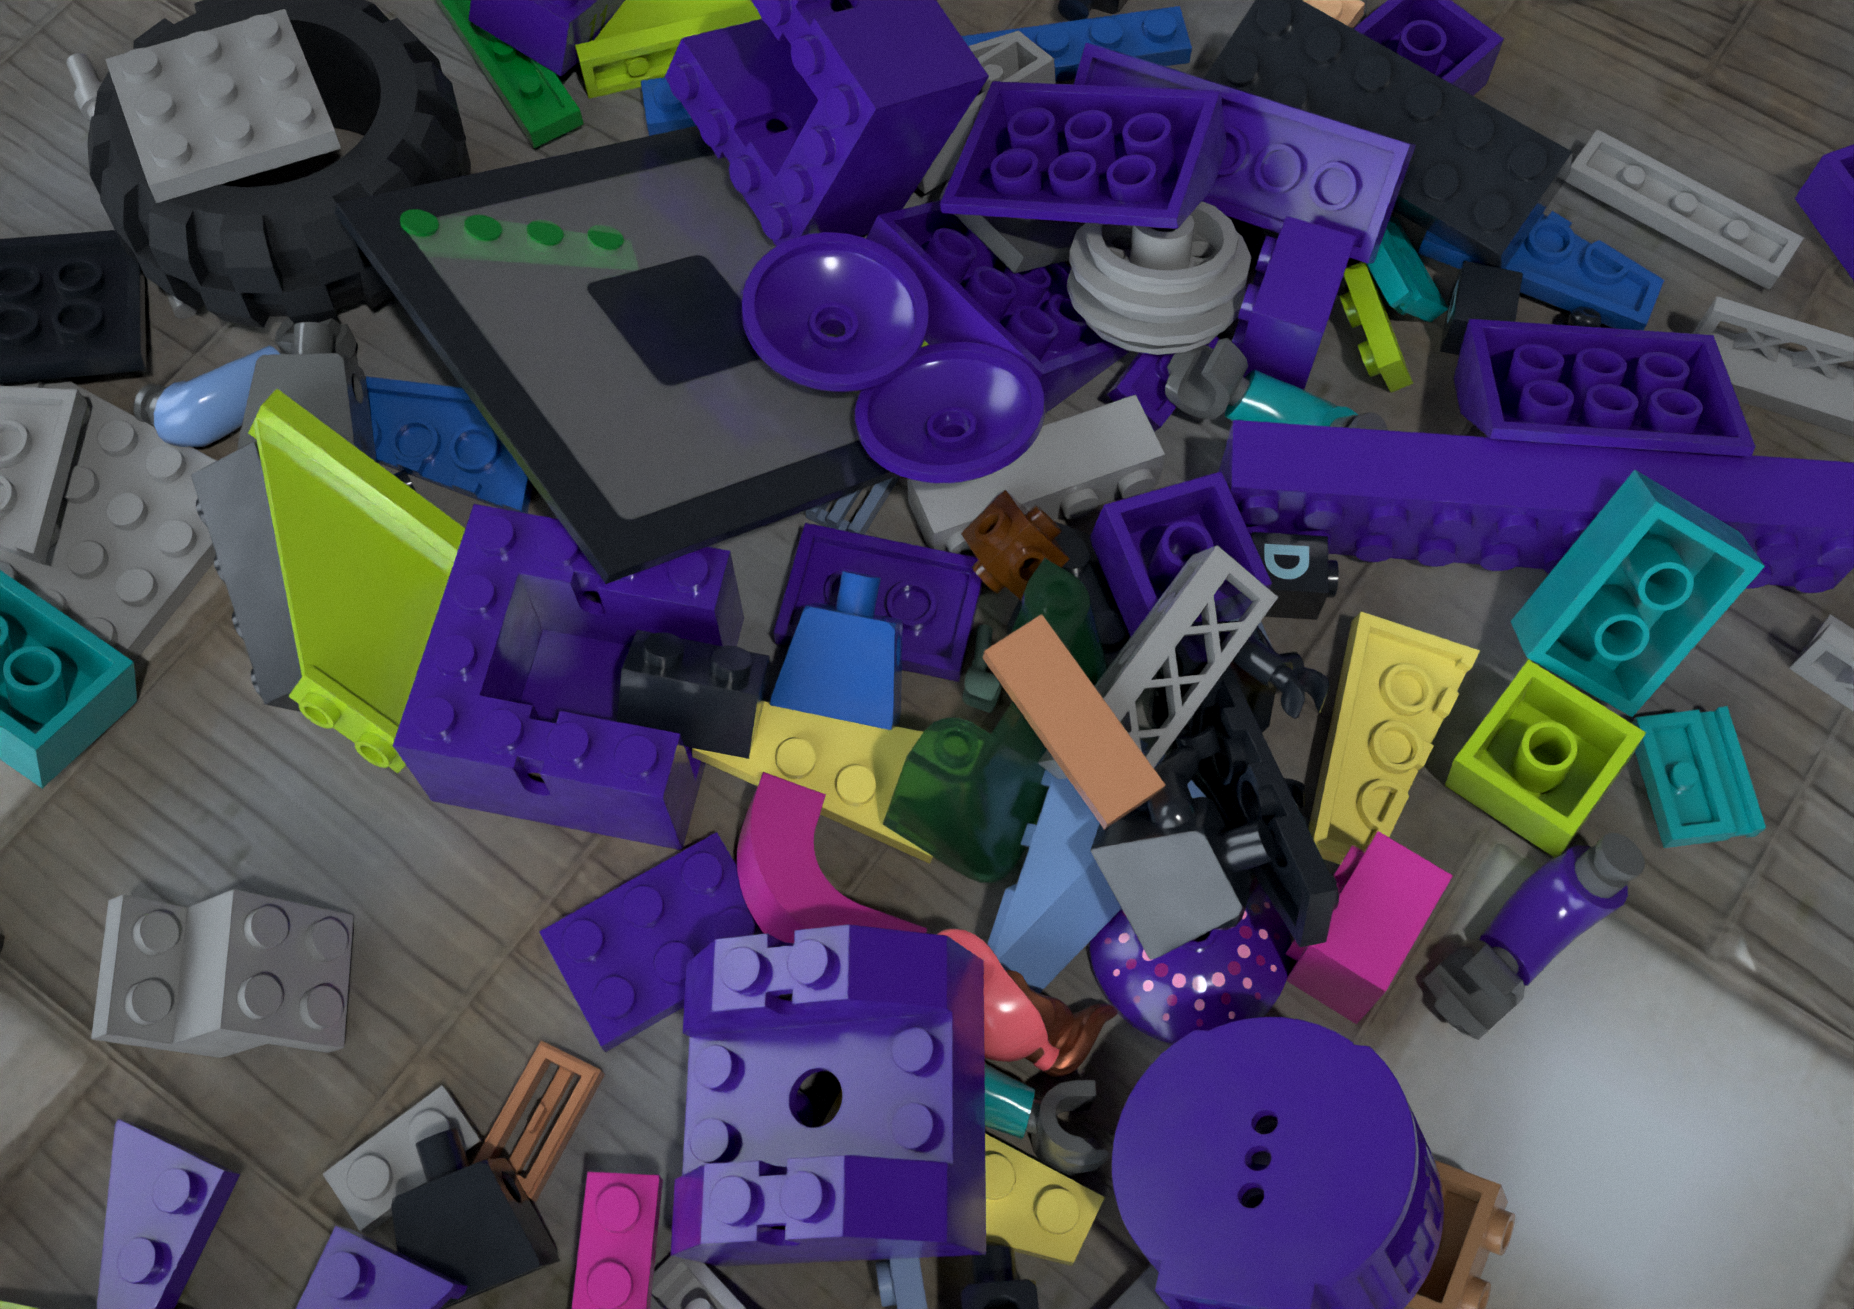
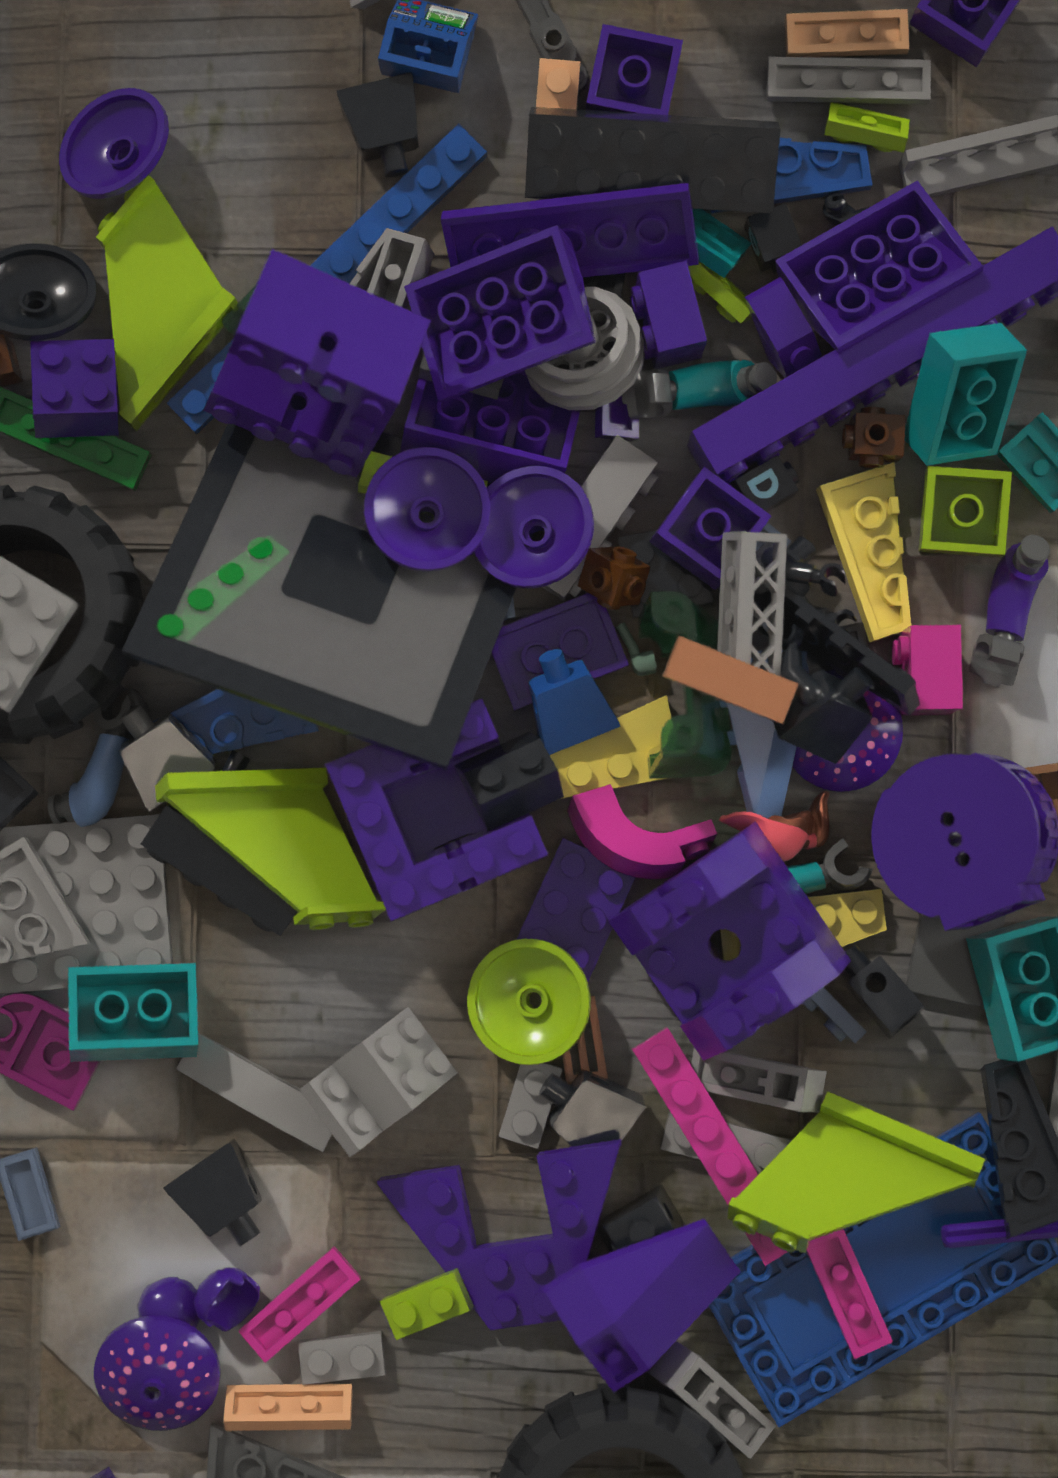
camera: 35 degrees left, 20 degrees up
(69, 876) = (255, 1091): none -> light grey slope
(474, 989) = (502, 1008): none -> lime dish
(1431, 384) = (782, 328): none -> dark purple slope
(1472, 598) = (888, 435): none -> reddish brown brick
(1694, 282) = (868, 127): none -> lime plate
(1714, 160) = (847, 33): none -> light nougat plate

